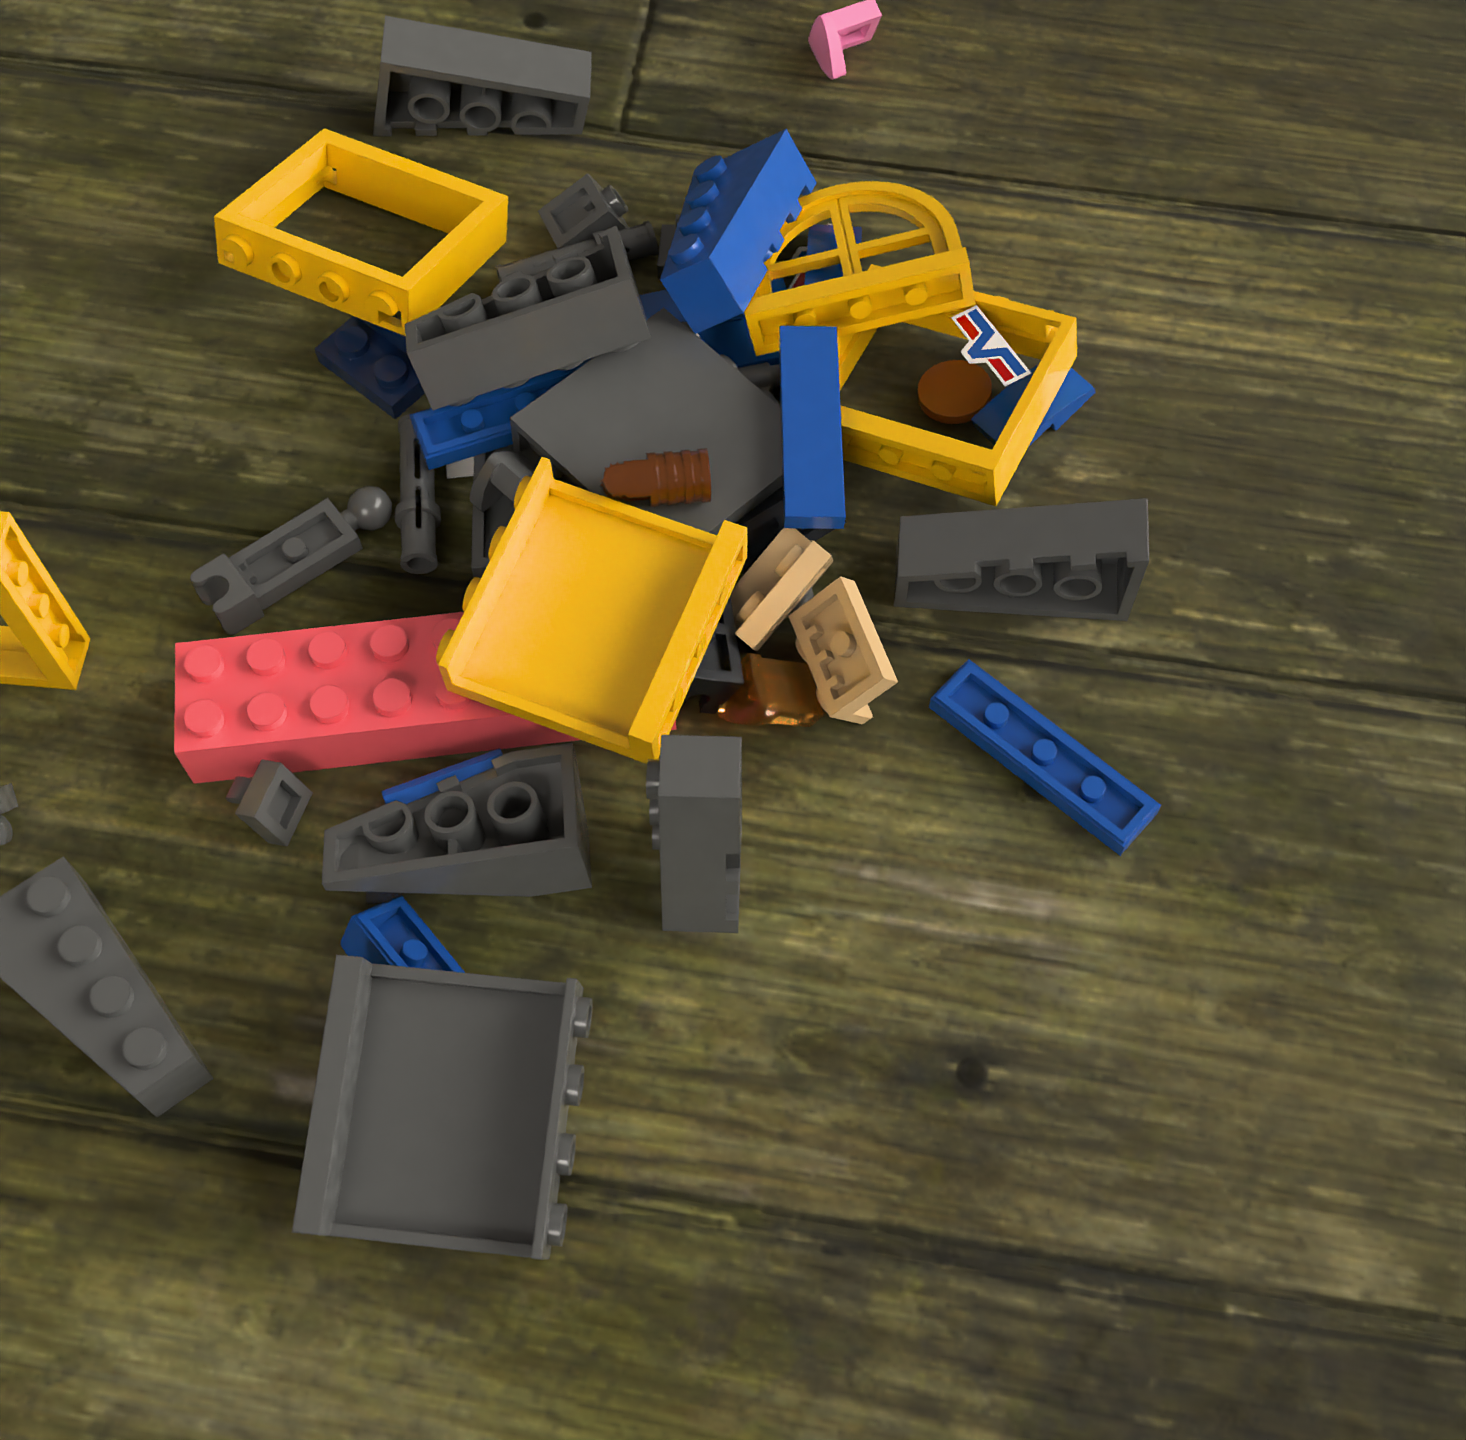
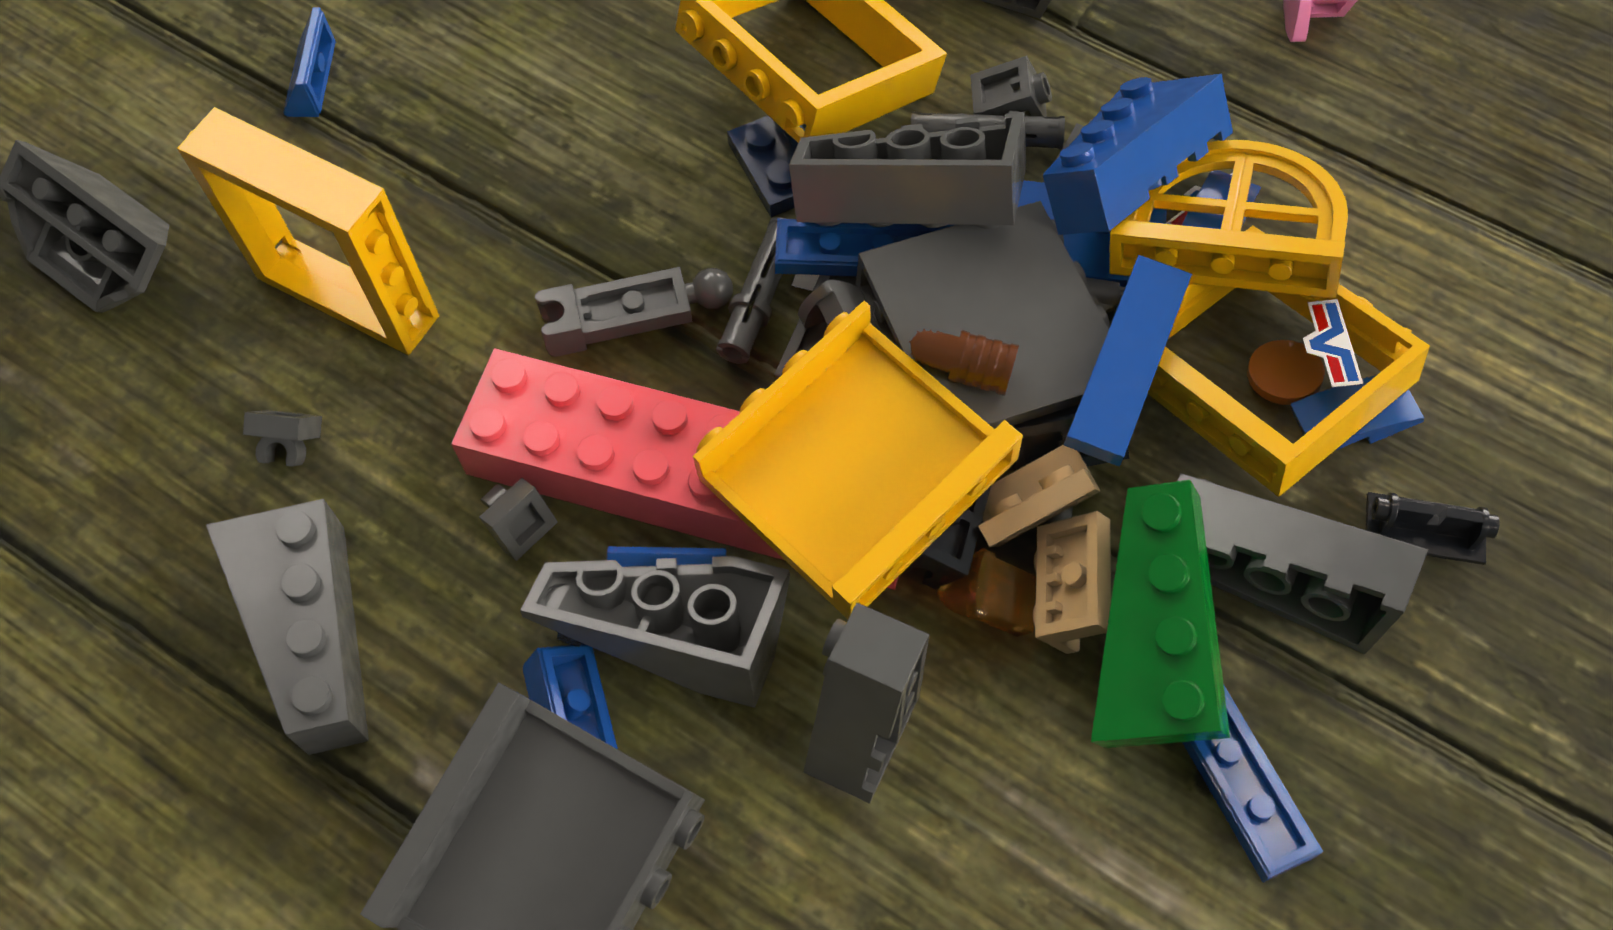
camera: 25 degrees right, 0 degrees up
(946, 673) = (1161, 637): none -> green wedge
(1160, 479) = (1441, 528): none -> black hinge

